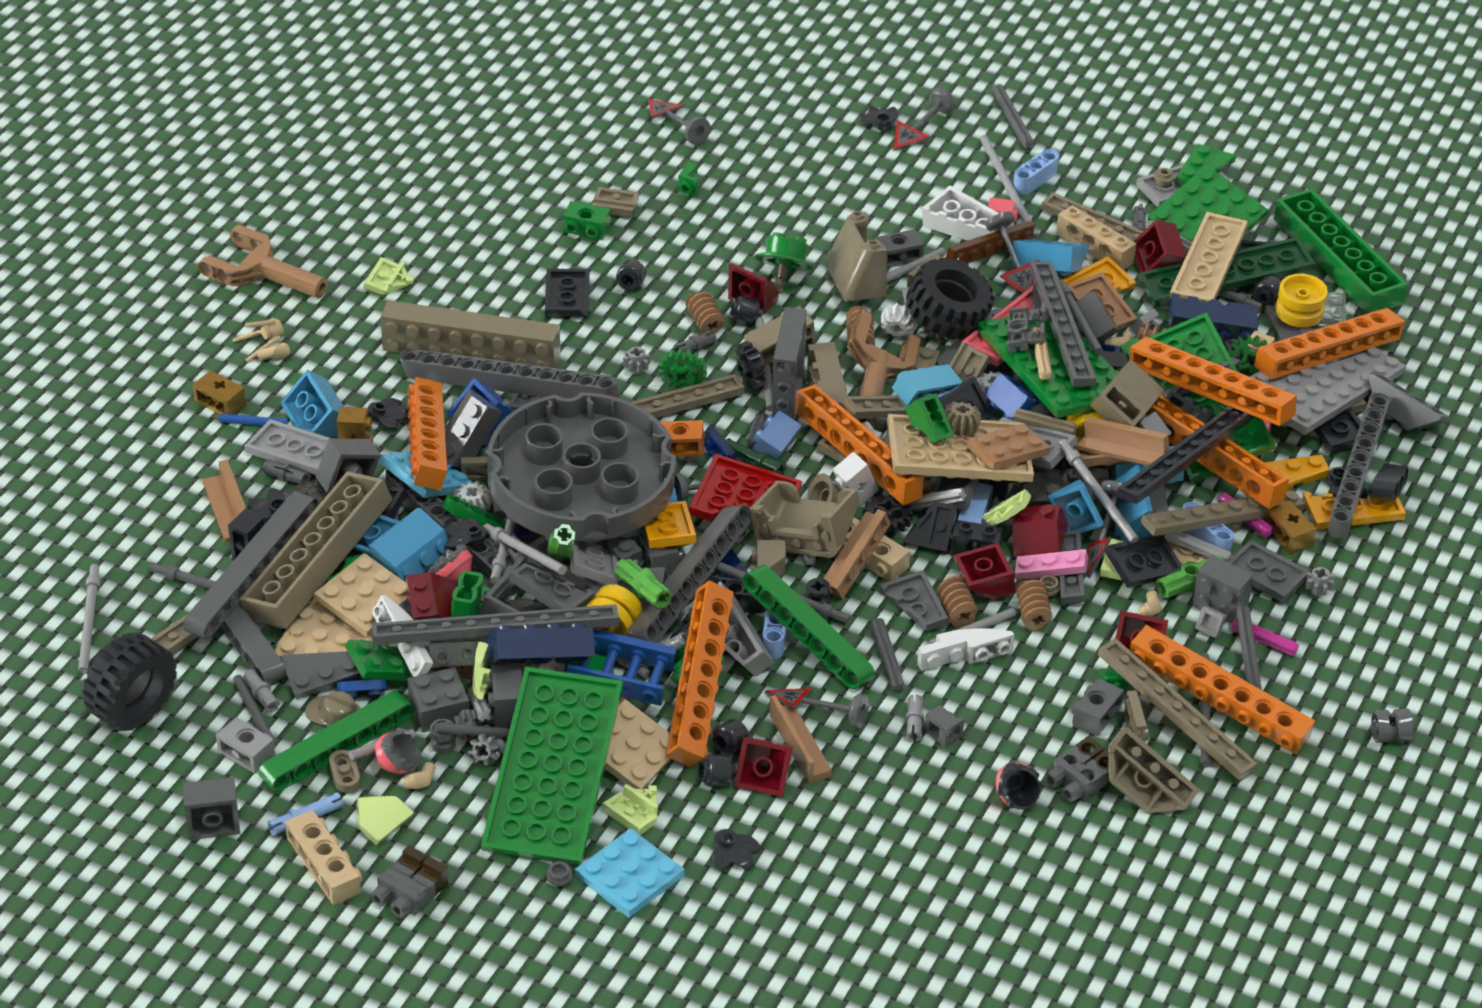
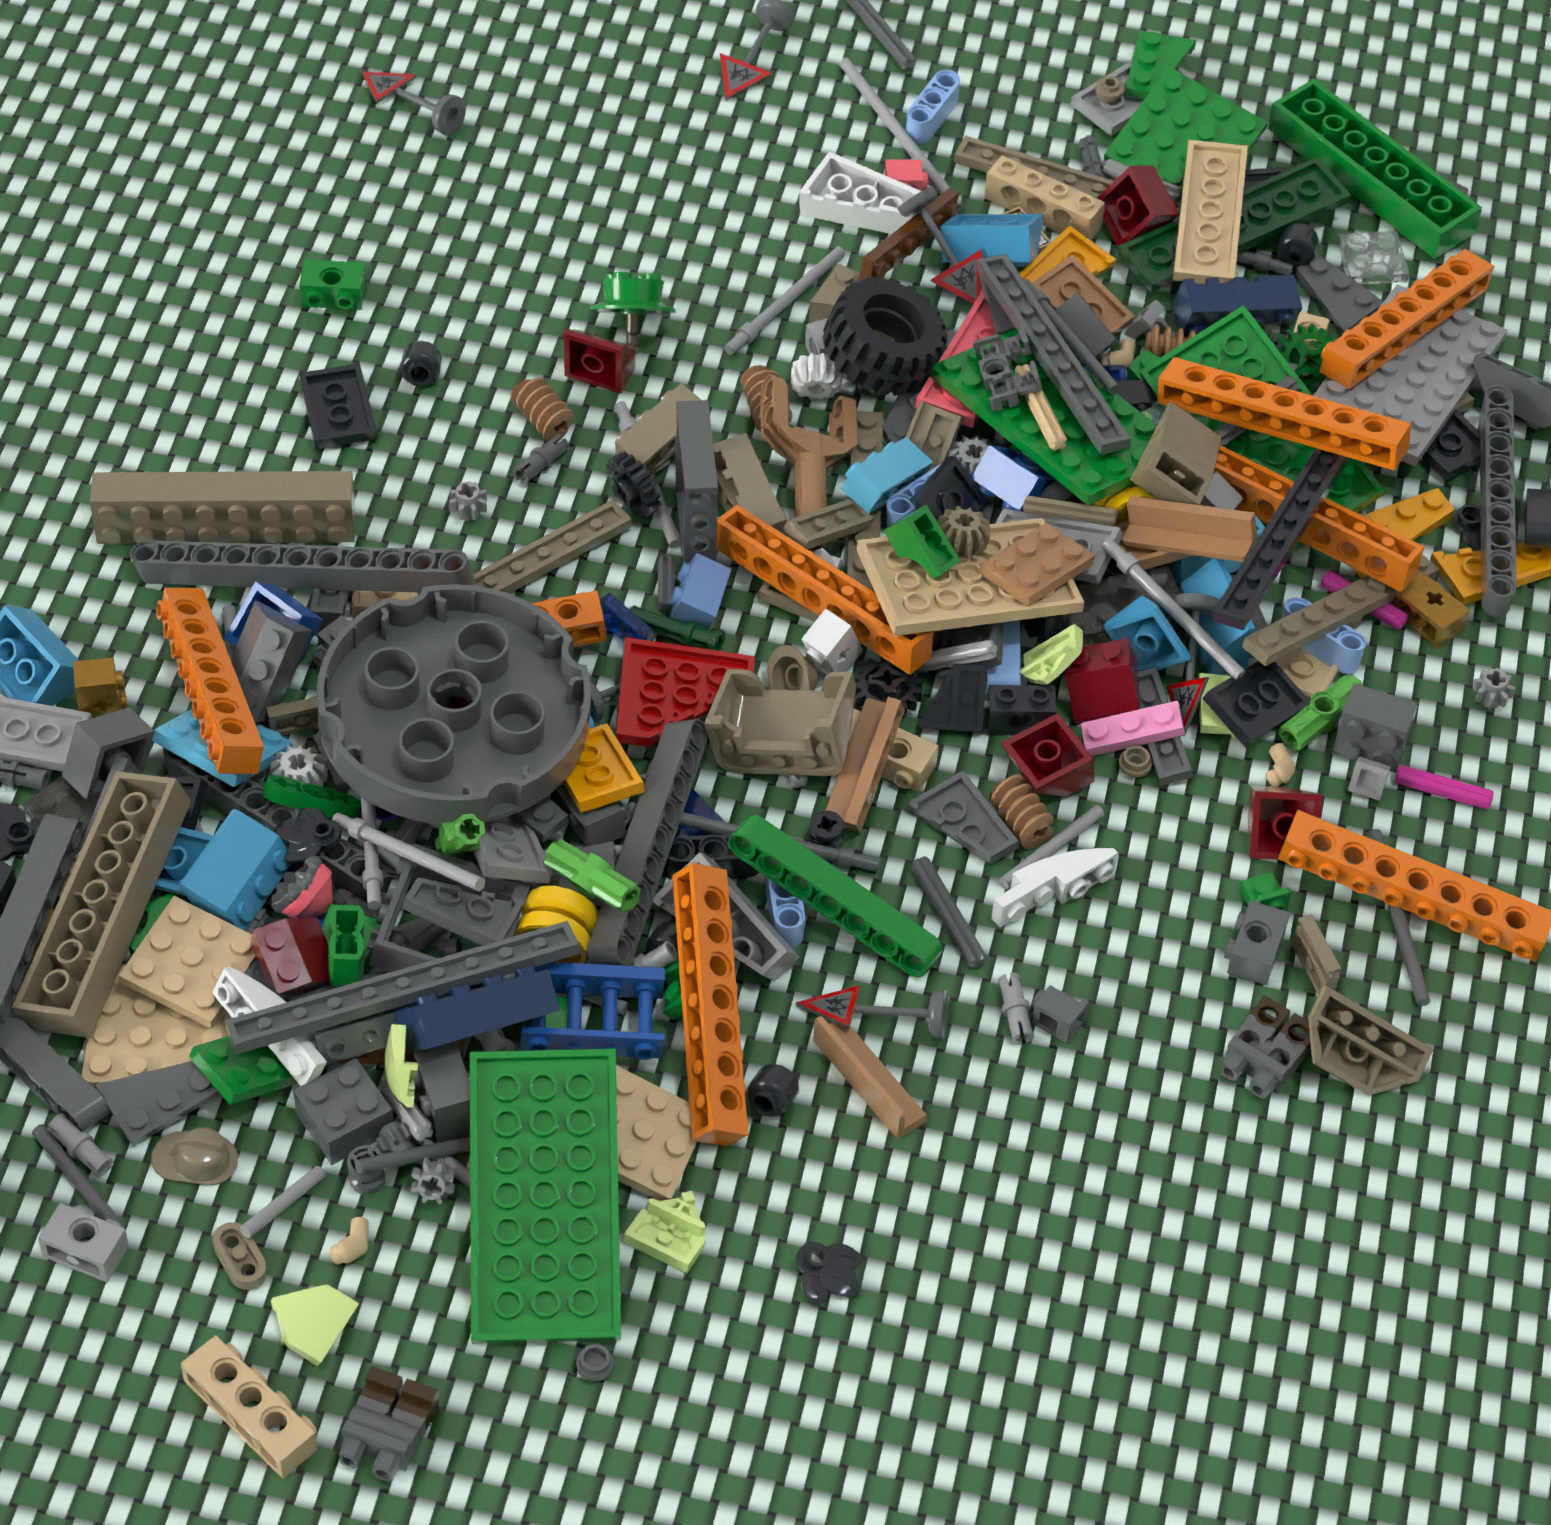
camera: 15 degrees left, 10 degrees up
(211, 808) = (66, 1363): dark grey brick -> none
(320, 808) = (218, 1325): light blue pin -> none
(344, 734) = (216, 1203): green beam -> none
(373, 686) = (214, 1113): blue plate -> none
(387, 277) = (72, 423): yellowish green slope -> none
(388, 412) = (136, 647): black plate -> none
(397, 752) = (310, 1213): dark grey hair -> none
(619, 201) = (365, 244): dark tan plate -> none
(629, 872) = (692, 1338): medium azure plate -> none
(682, 368) = (541, 507): green gear -> none
(689, 180) = (458, 197): green bracket -> none
(716, 770) = (769, 1149): black head -> none
(746, 310) = (598, 394): black head -> none
(763, 766) = (833, 1129): dark red slope -> none
(771, 554) = (745, 790): dark tan slope -> none
(858, 264) = (736, 304): dark tan windscreen -> none
(880, 119) = (696, 55): black plate -> none
(902, 247) = (781, 259): dark grey brick -> none
(1018, 785) = (1190, 1092): black hair -> none
(1033, 604) = (1126, 796): medium nougat piece -> none
(1177, 709) = (1368, 929): dark tan plate -> none
(1189, 406) = (1254, 451): black wing -> none
(1197, 545) = (1324, 664): light grey axle -> none
(1248, 646) = (1432, 812): dark grey axle -> none
(1271, 571) = (1413, 676): dark grey plate -> none
(1301, 300) = (1350, 256): yellow wheel -> none

